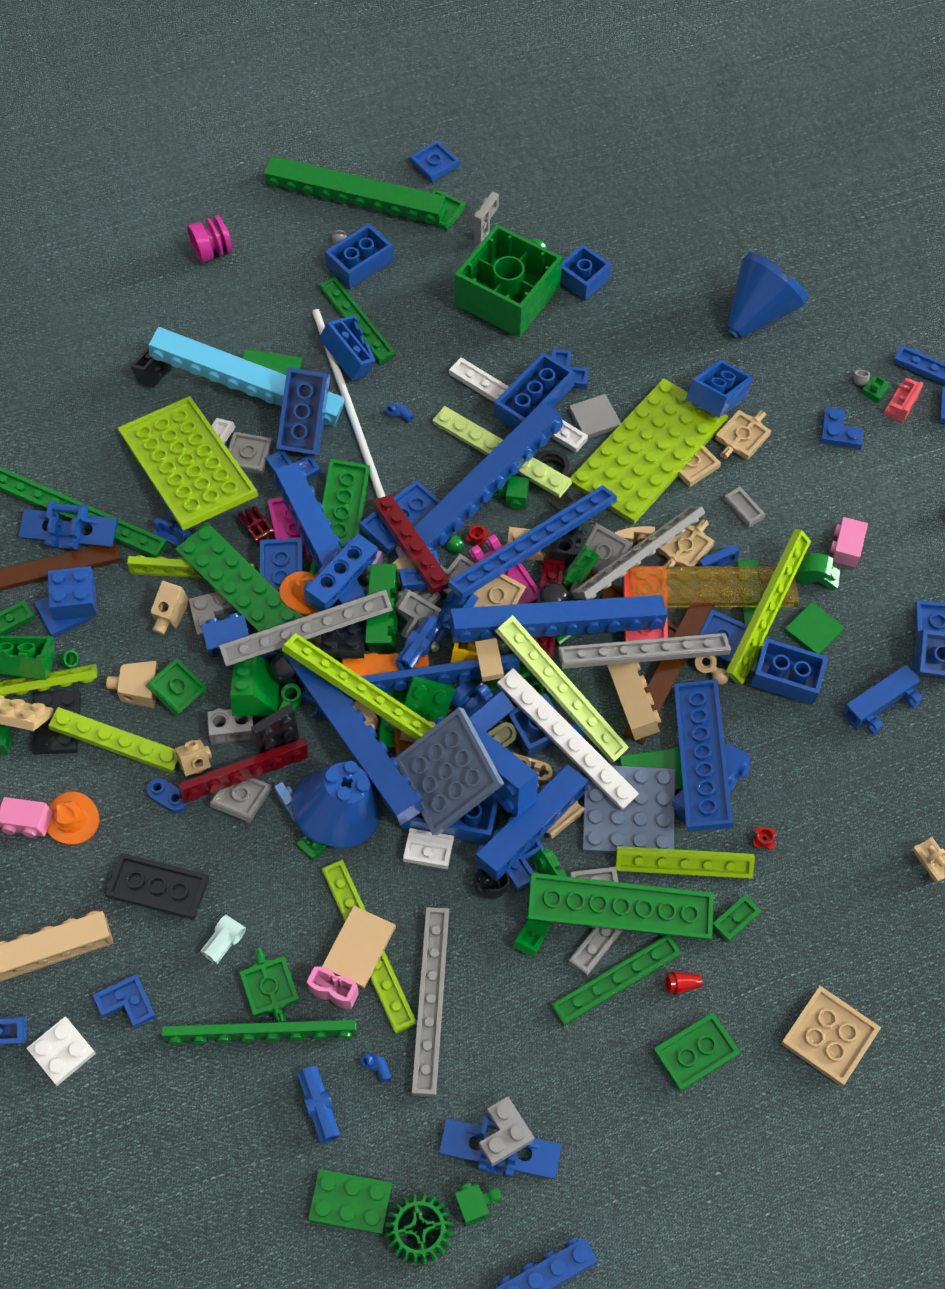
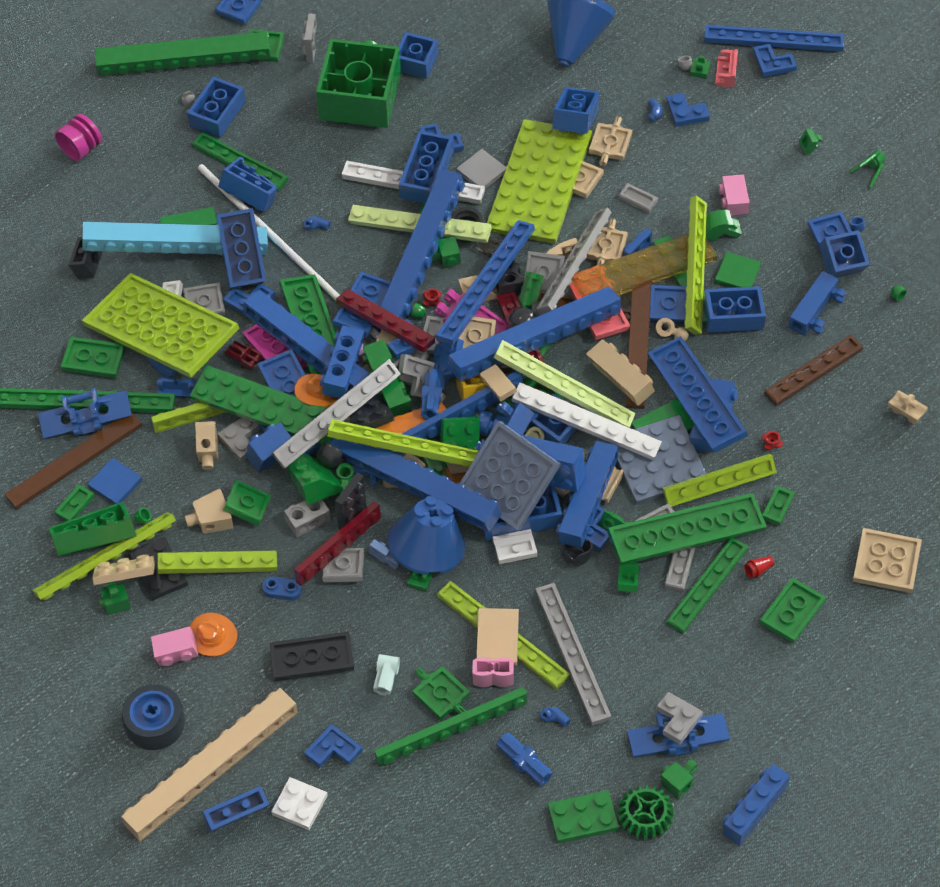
camera: 20 degrees left, 5 degrees down
(72, 593) = (119, 462): blue brick -> none
(109, 470) = (93, 357): none -> green plate
(193, 757) = (290, 550): tan brick -> none
(643, 650) = (613, 334): light grey tile -> none
(808, 417) = (656, 109): none -> blue arm
(847, 773) = (813, 370): none -> reddish brown tile

